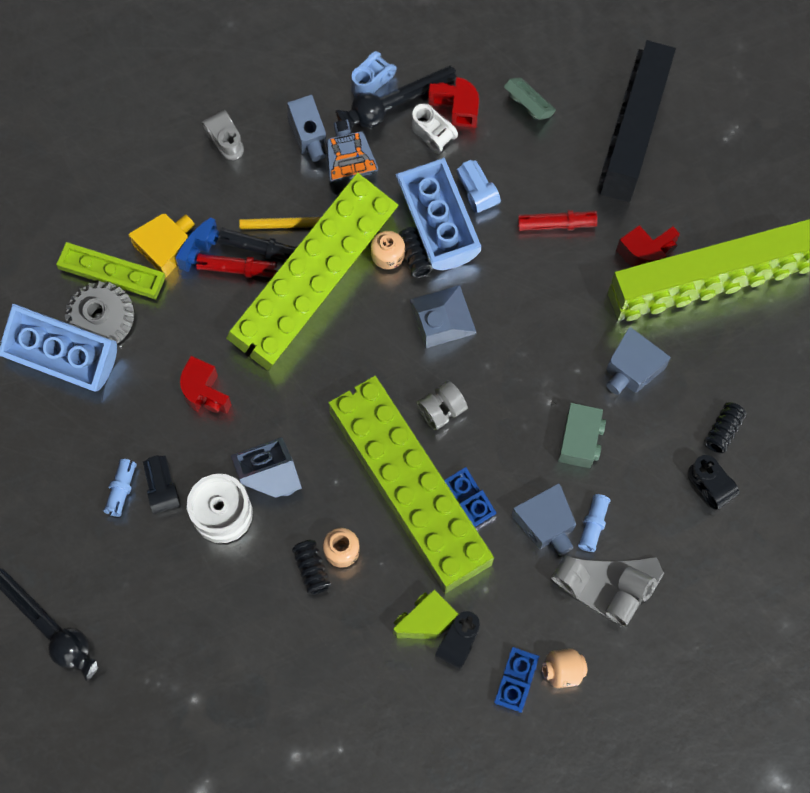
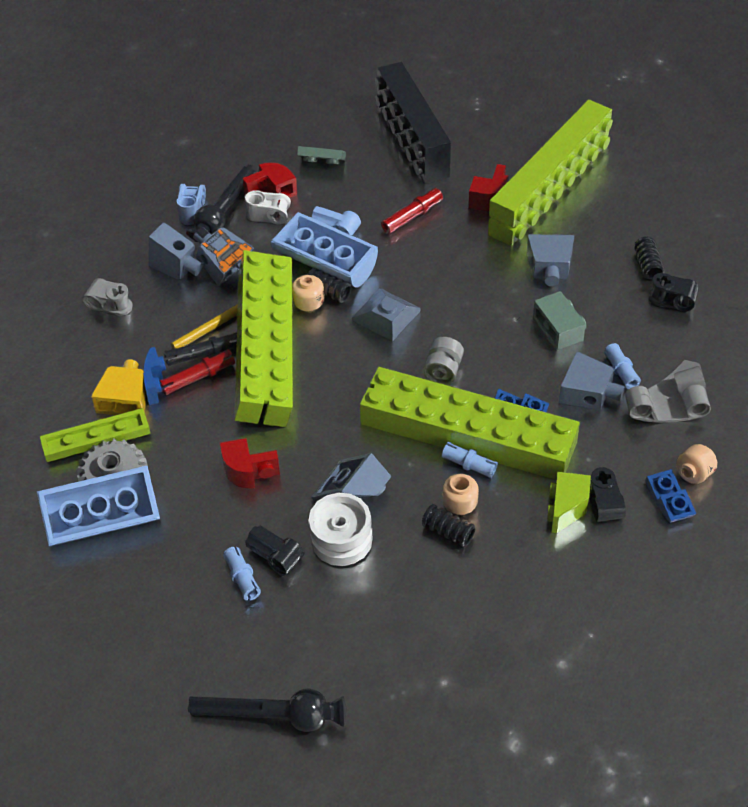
camera: 35 degrees left, 20 degrees down
(382, 518) = (469, 459): none -> light blue pin

